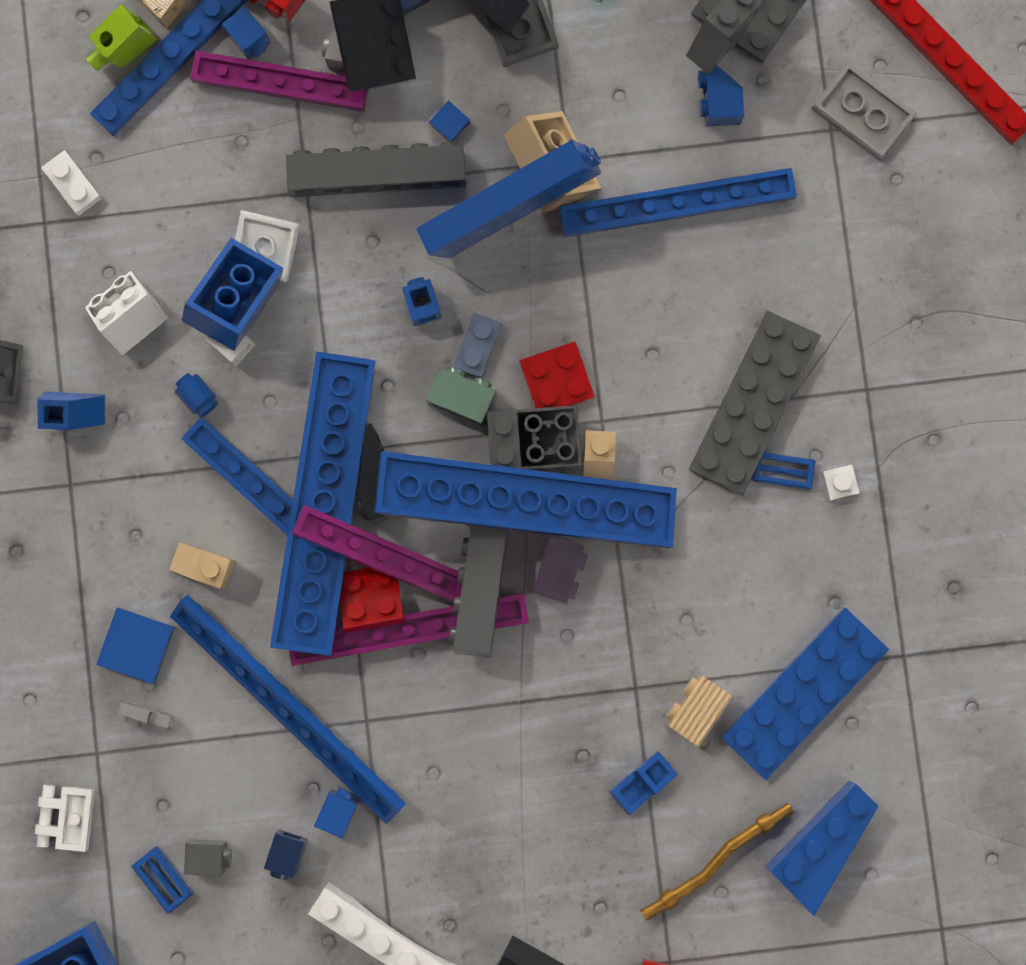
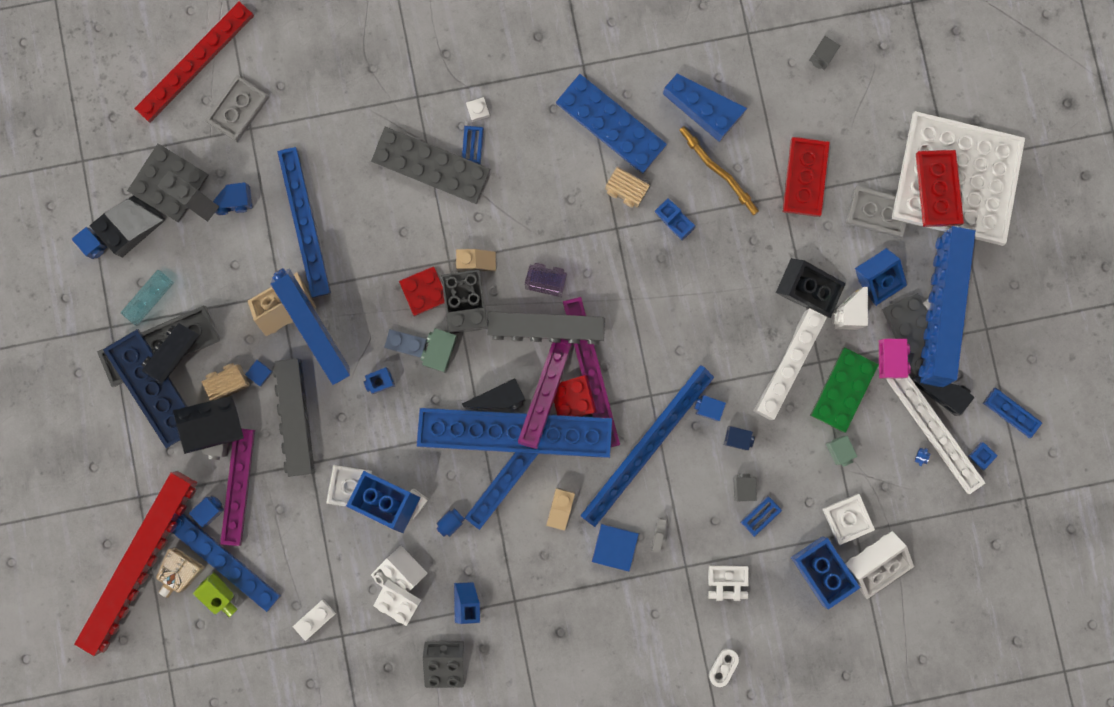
camera: 100 degrees left, 0 degrees up
(81, 306) = (397, 602): none -> white plate
(437, 70) = (225, 382): none -> tan brick
(524, 500) = (504, 303): blue plate -> none

